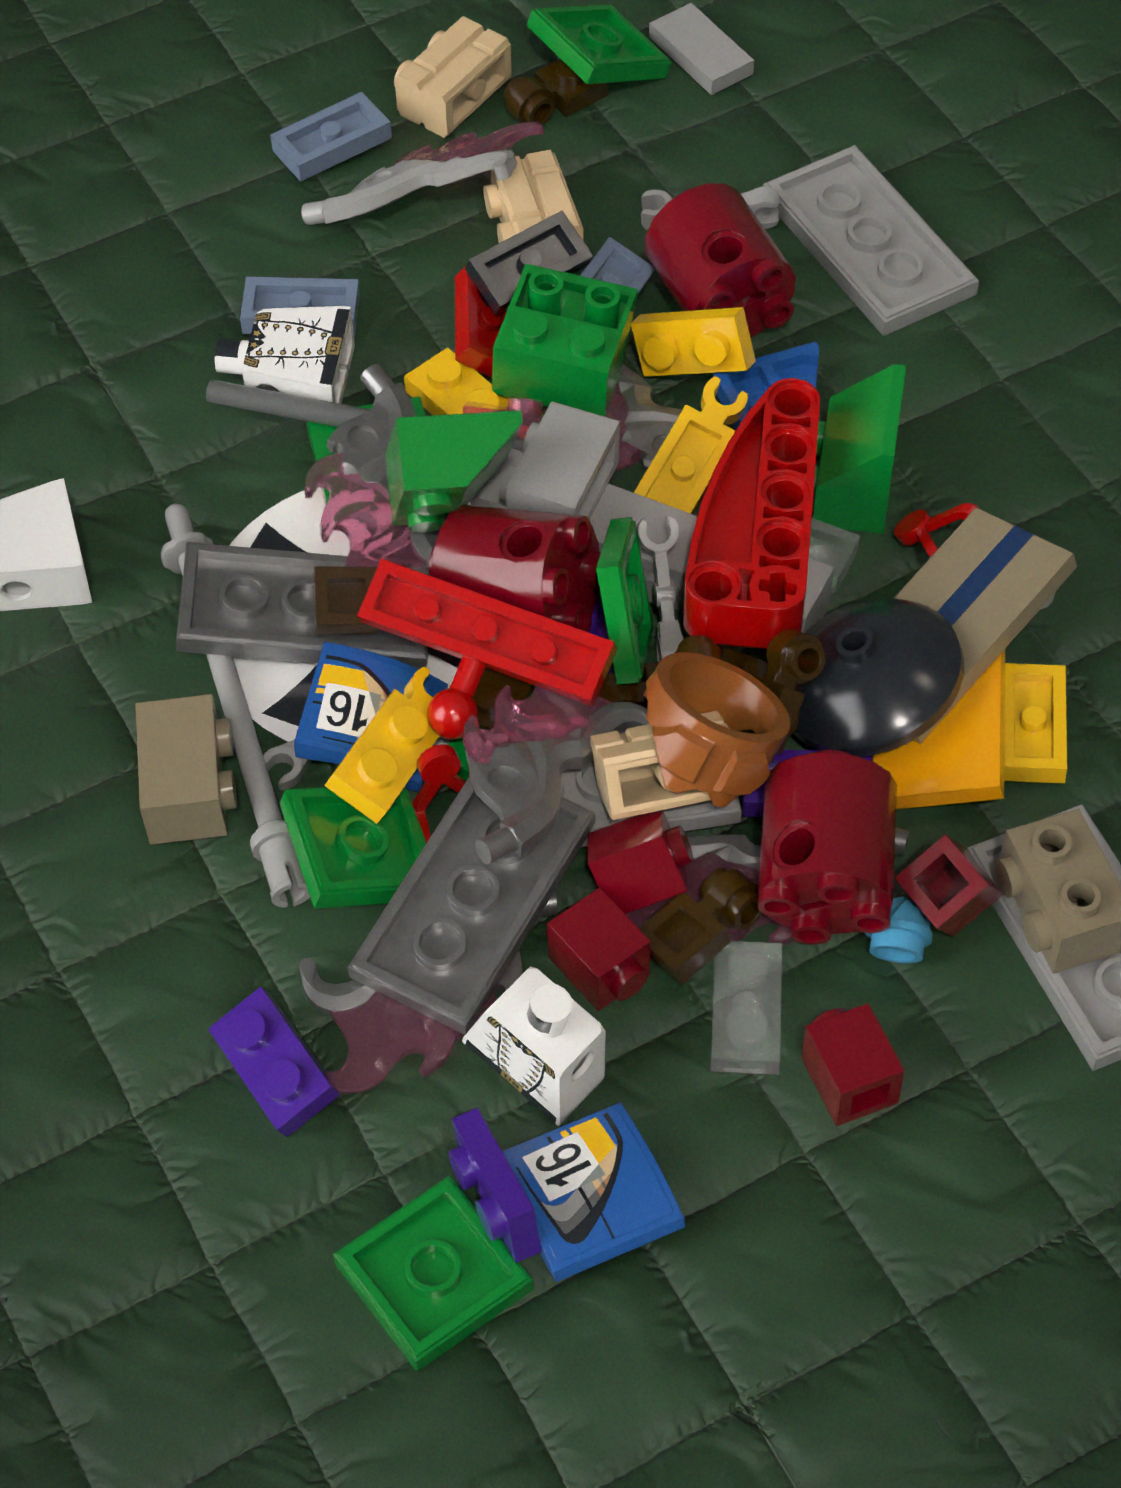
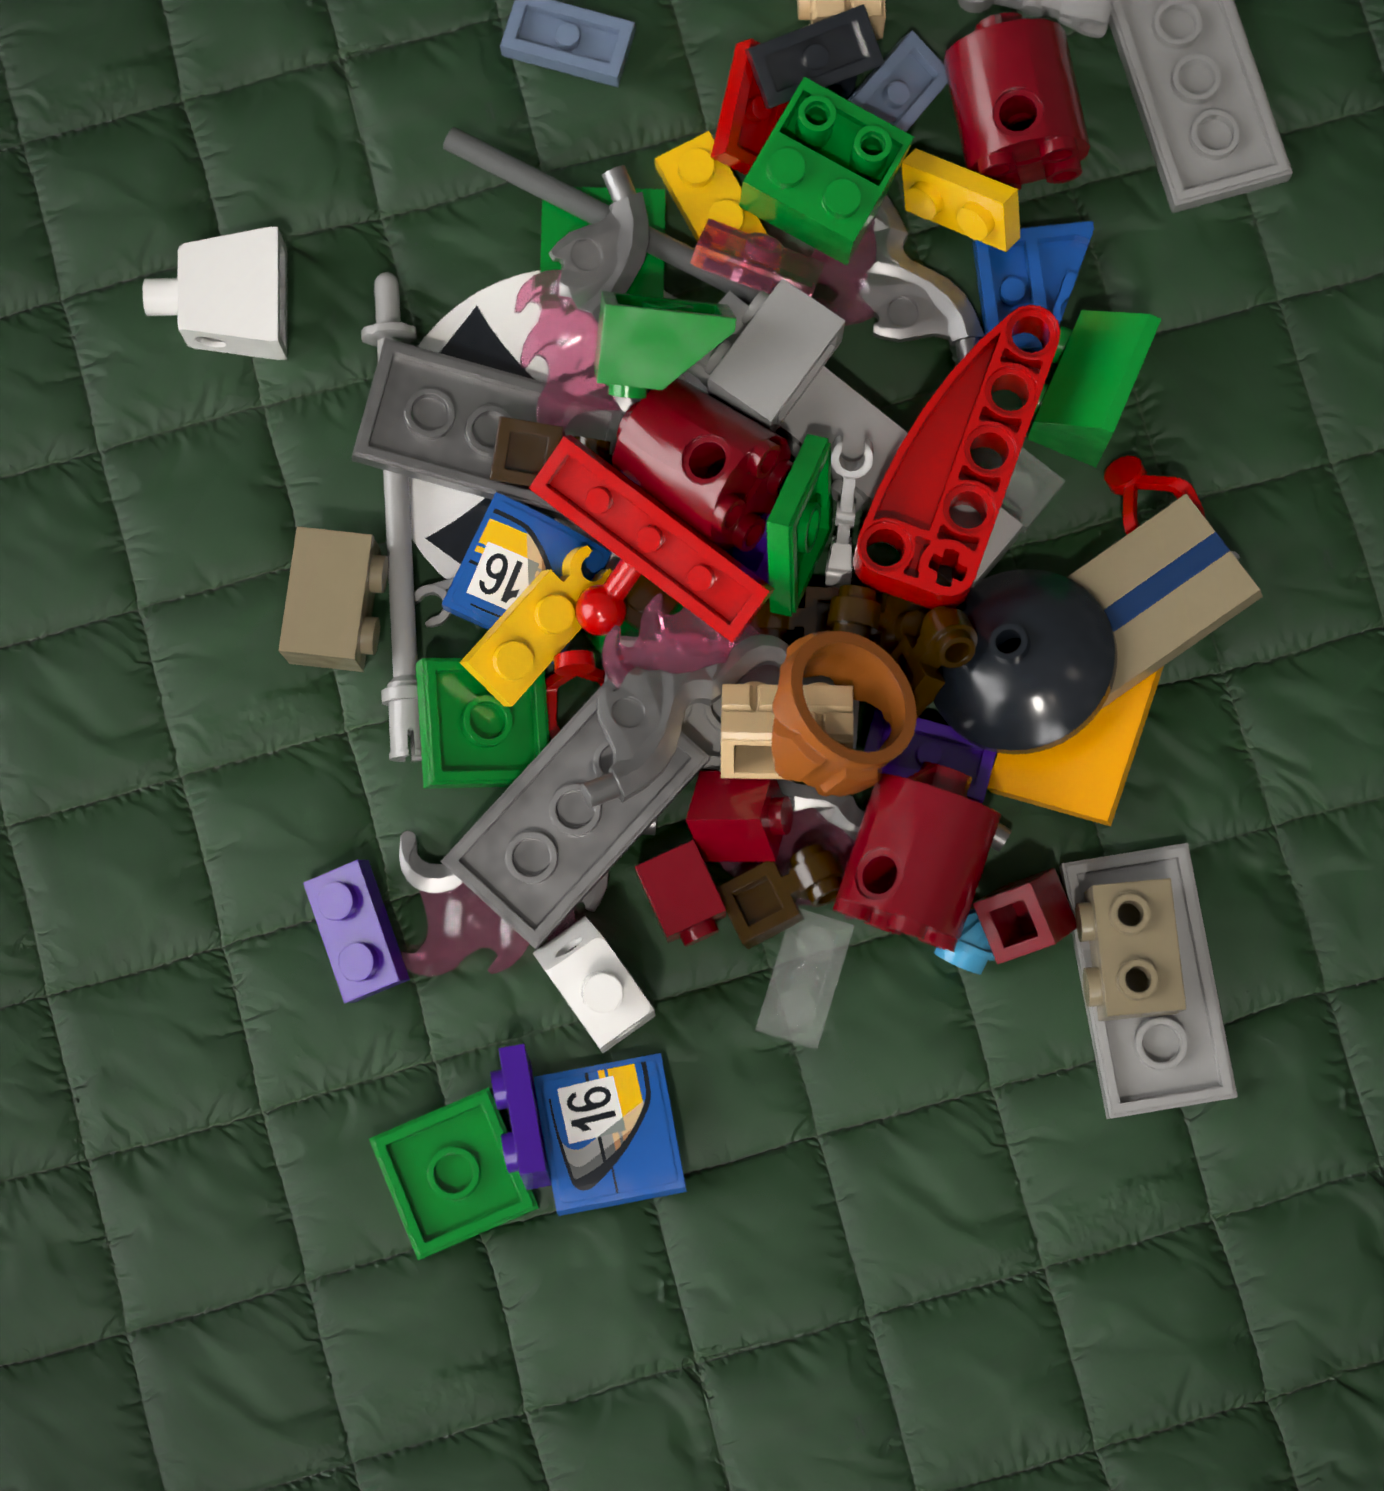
camera: 15 degrees right, 25 degrees up
(294, 352) = (545, 111): white torso -> none
(691, 451) = (916, 345): yellow plate -> none
(852, 1063) = (881, 1067): dark red brick -> none
(1035, 723) = (1171, 741): yellow plate -> none

